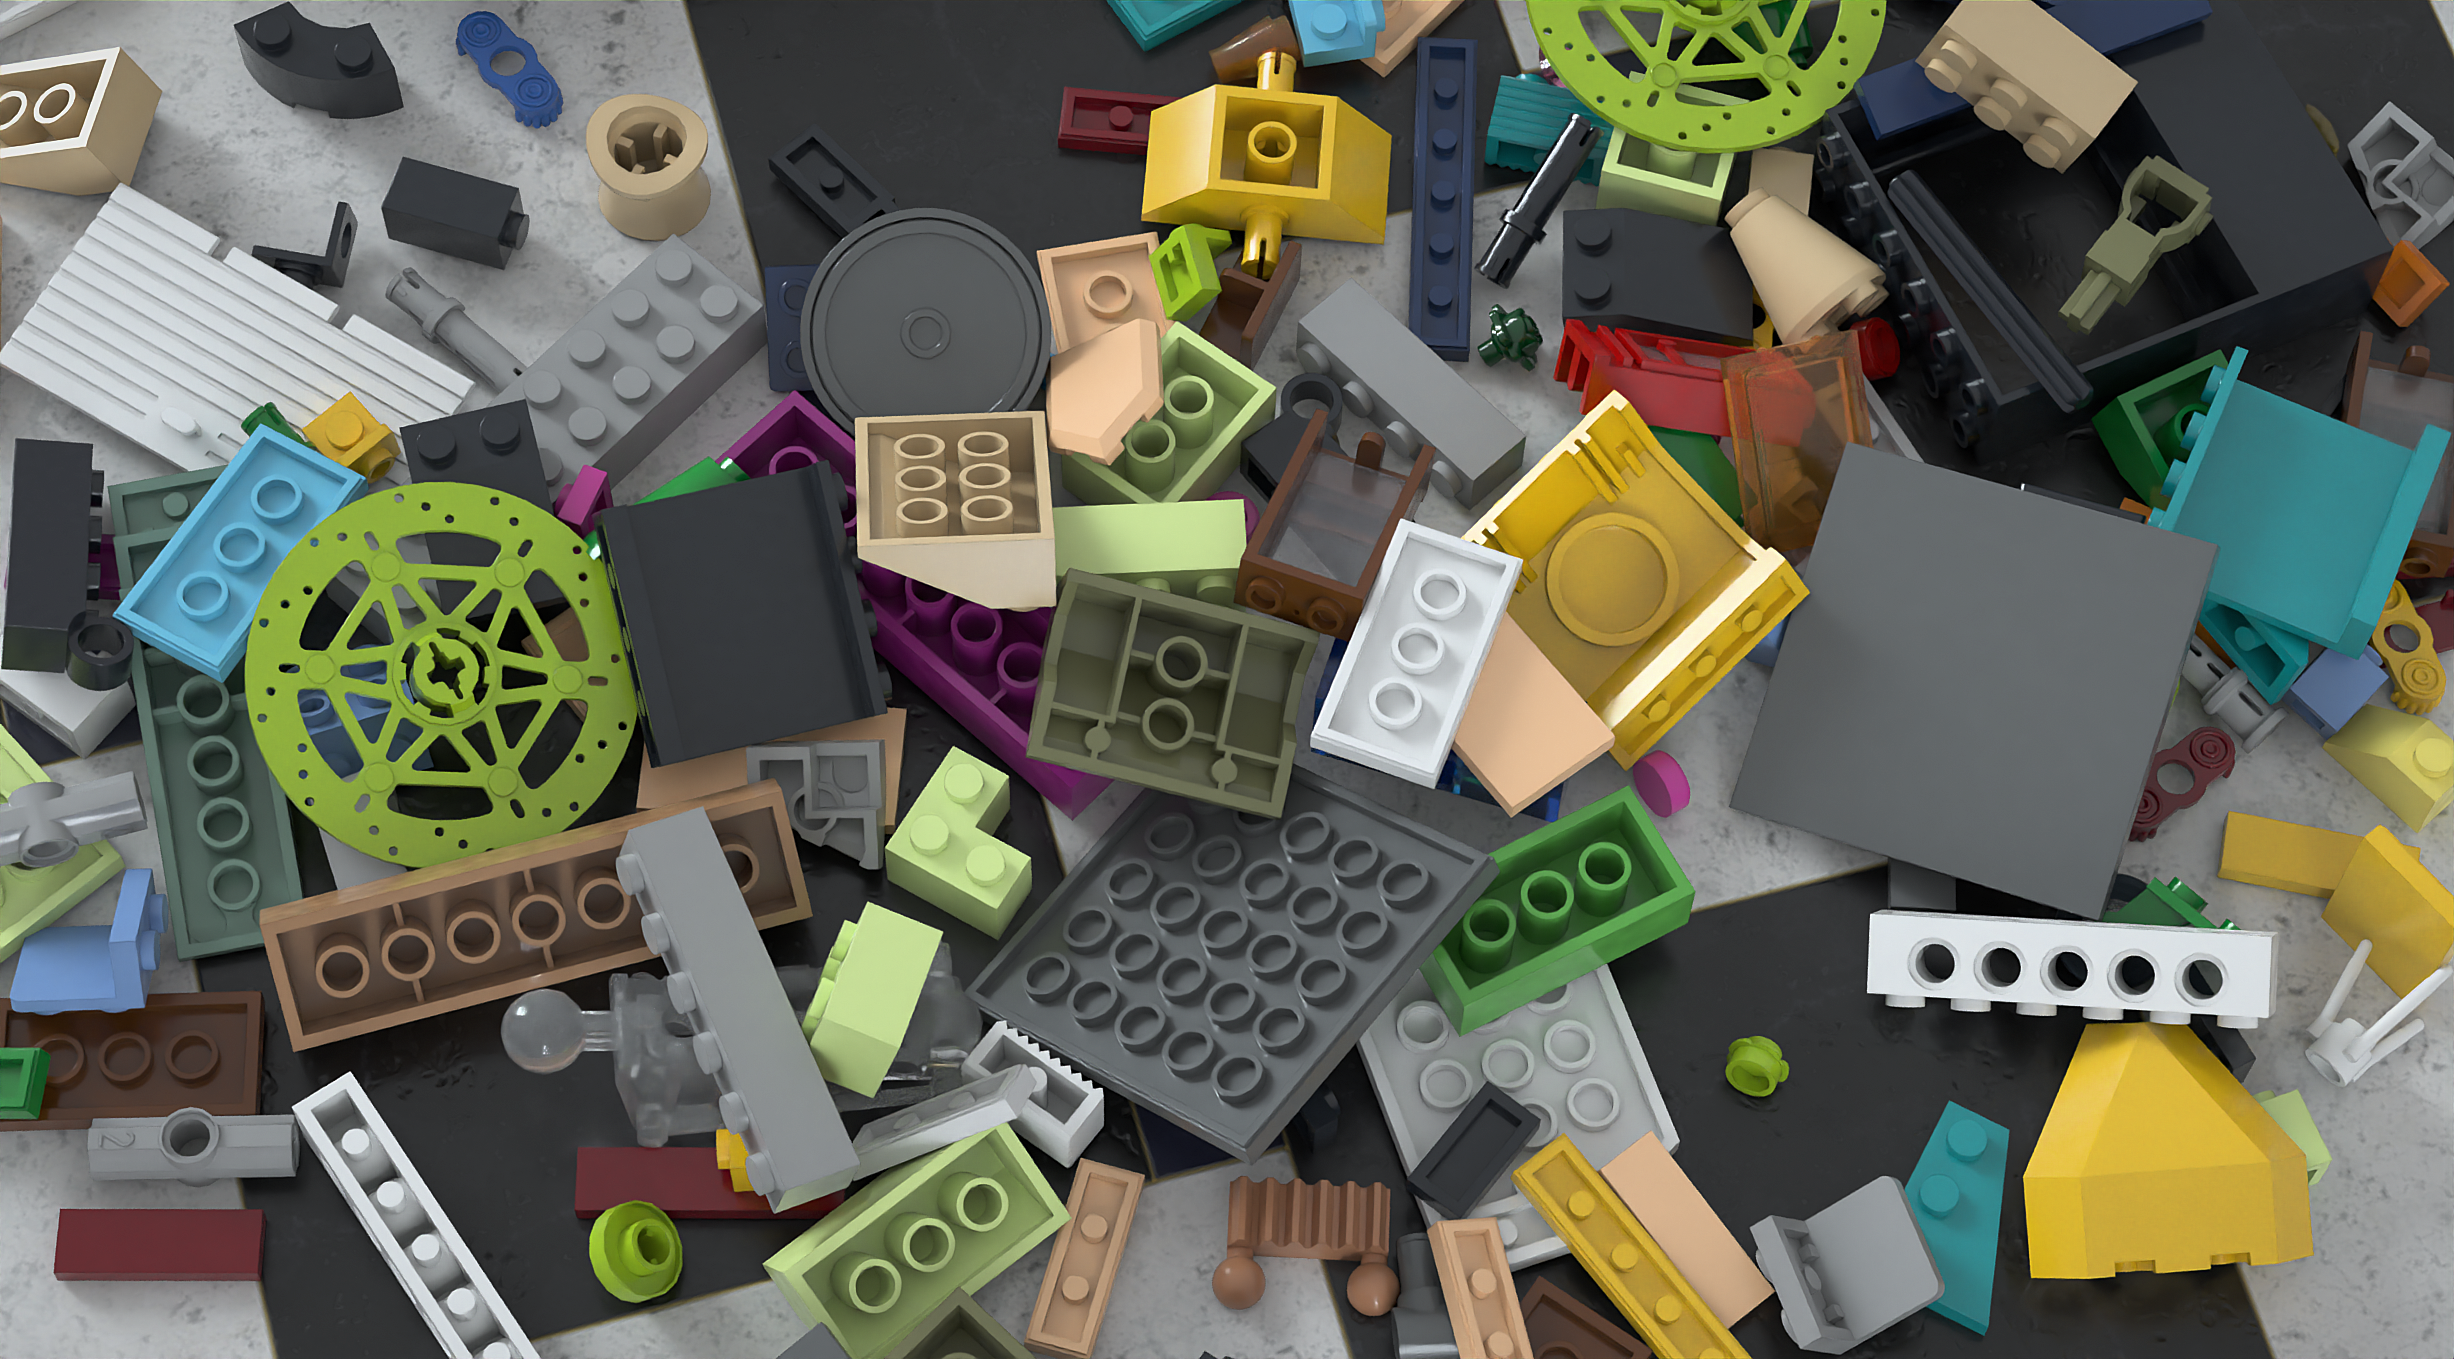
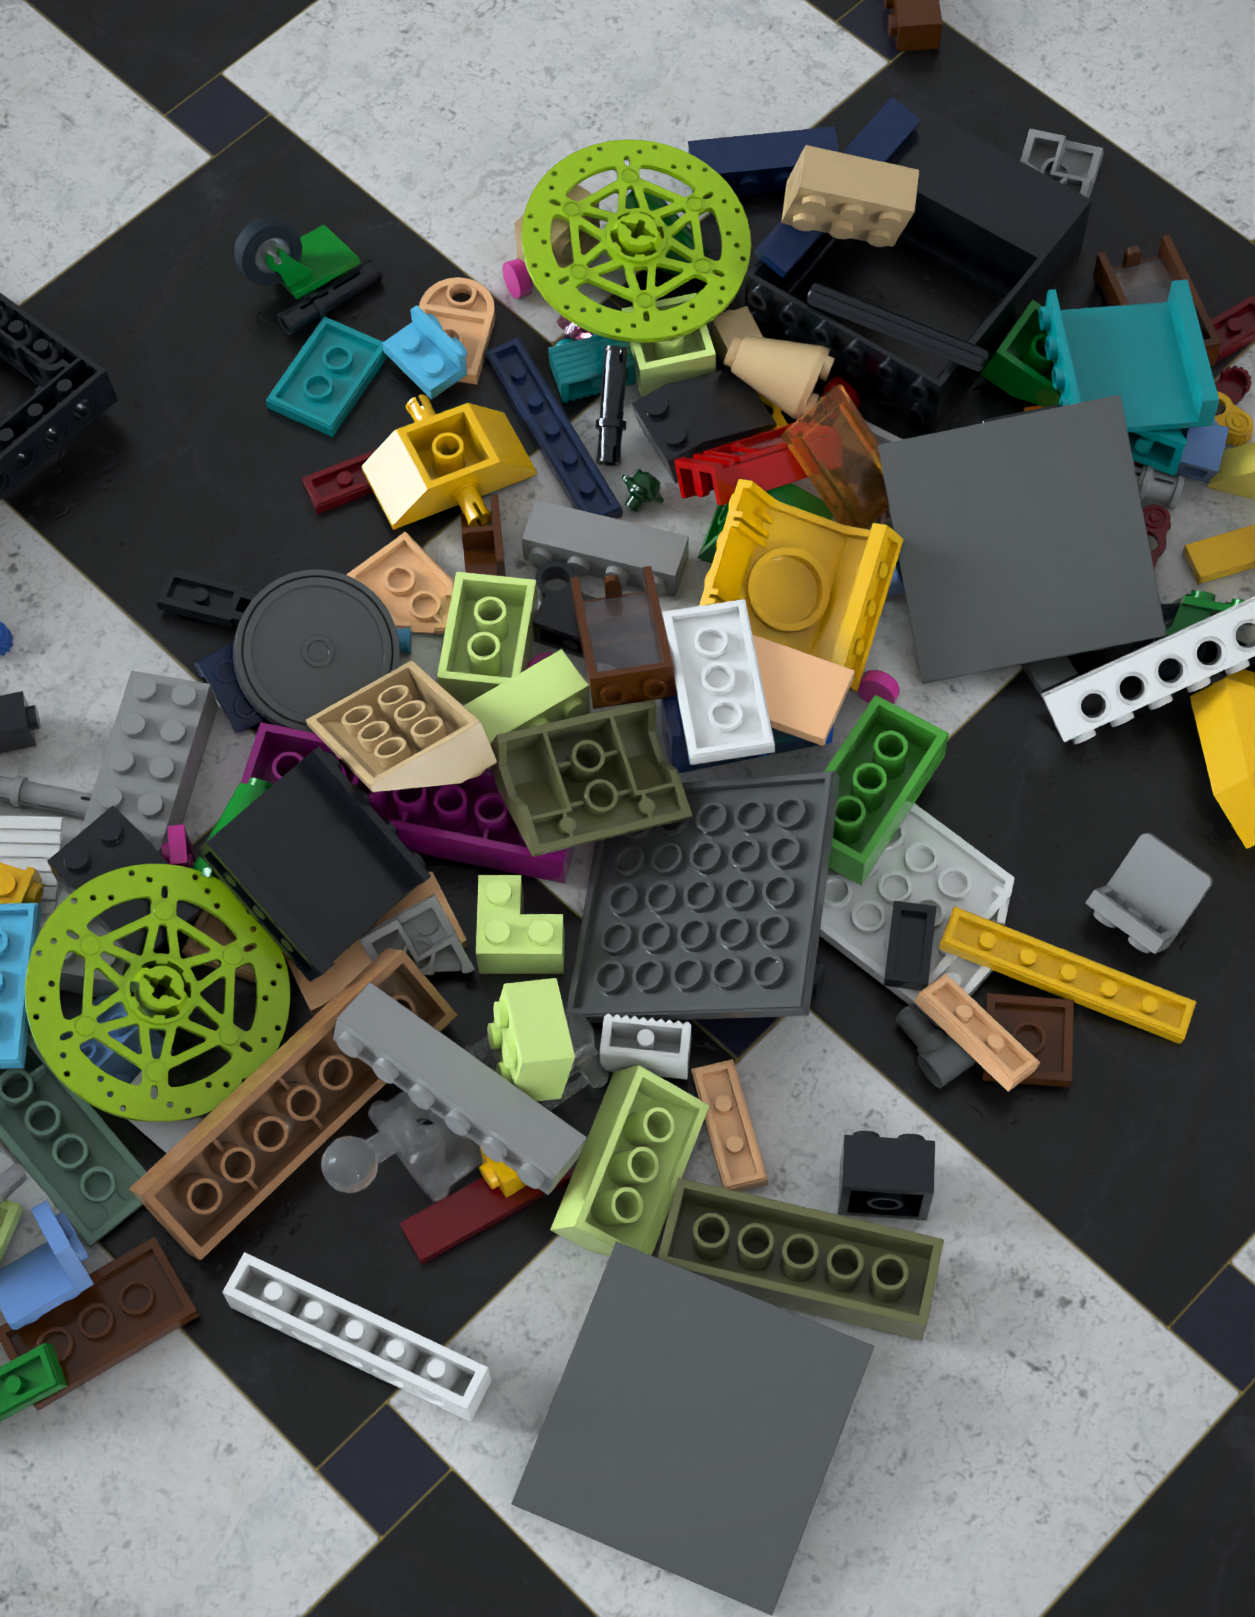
camera: 25 degrees left, 0 degrees up
(153, 1144) = (143, 1364): light grey piece -> none
(160, 1245) = (183, 1419): dark red tile -> none
(635, 1251) = (472, 1263): lime plate -> none
(649, 165) = (90, 640): tan hat -> none
(943, 1120) = (611, 1084): white tile -> none
(1103, 390) = (441, 631): light nougat tile -> none
(1187, 270) = (439, 542): lime bracket -> none
(1240, 55) = (393, 407): clear orange cone -> none
(1308, 1224) = (840, 1036): nougat gear -> none
(1686, 1229) = (1048, 922): light nougat tile -> none
(1755, 1065) = (1026, 815): lime plate -> none
(1958, 1208) = (1175, 819): teal wing -> none
(2126, 252) = (959, 266): olive piece -> none
(2408, 284) = (1101, 222): orange plate -> none

